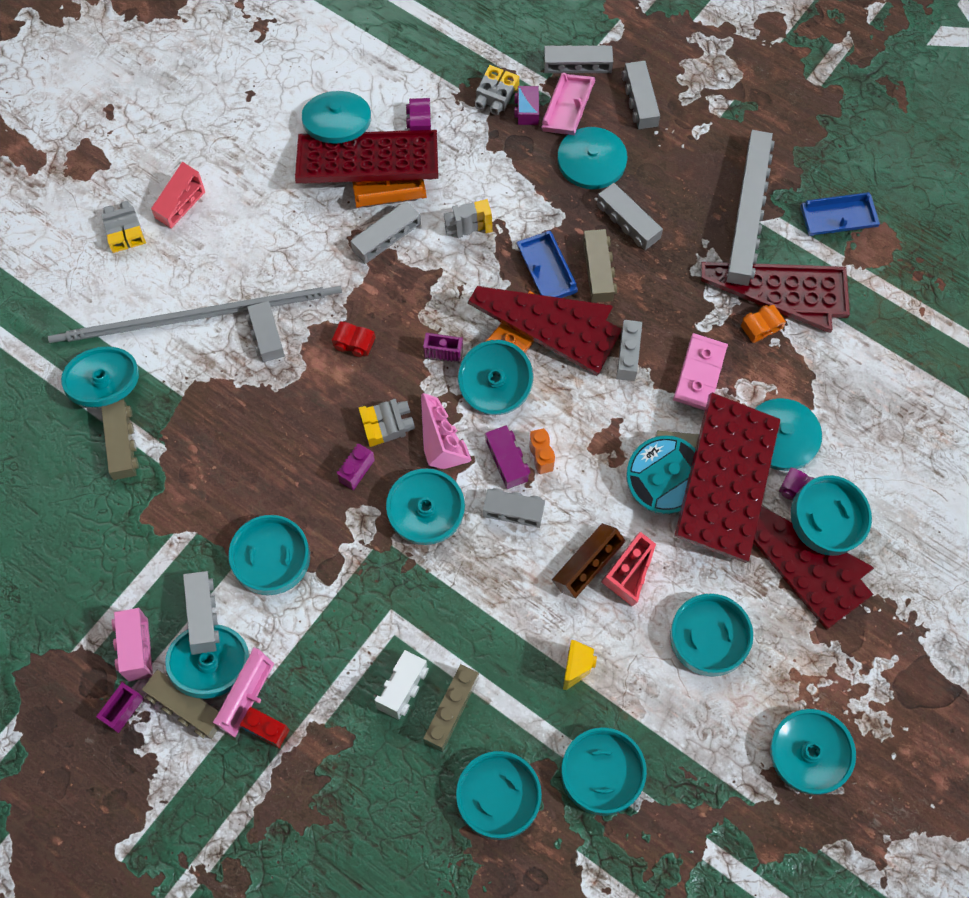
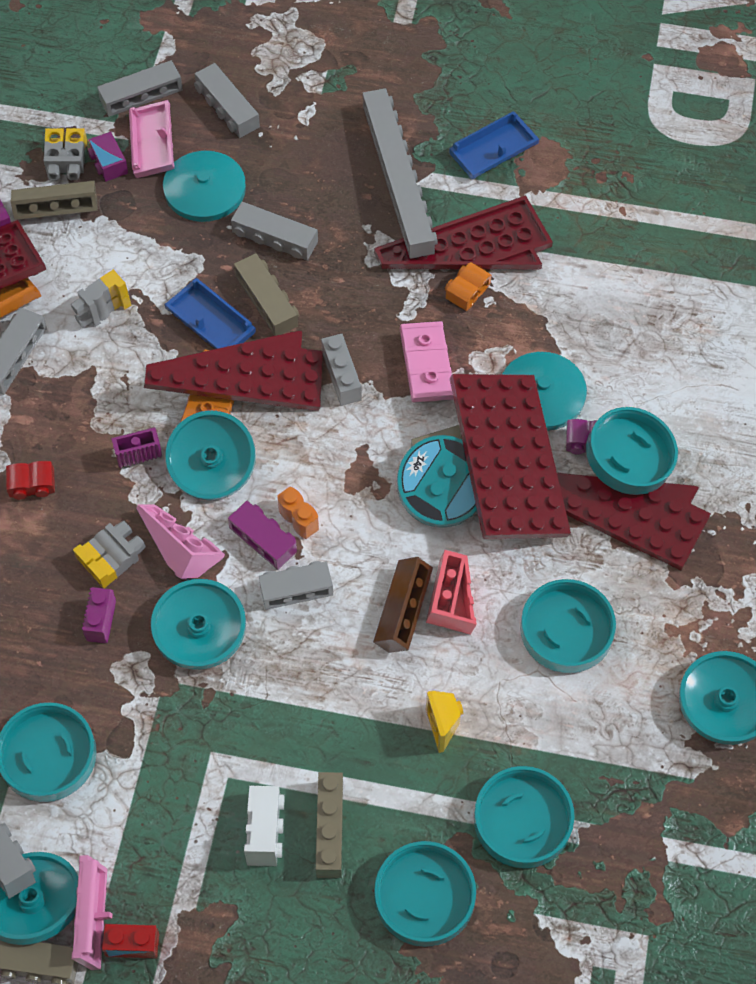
camera: 25 degrees left, 5 degrees down
(470, 125) = (54, 200): none -> dark tan brick

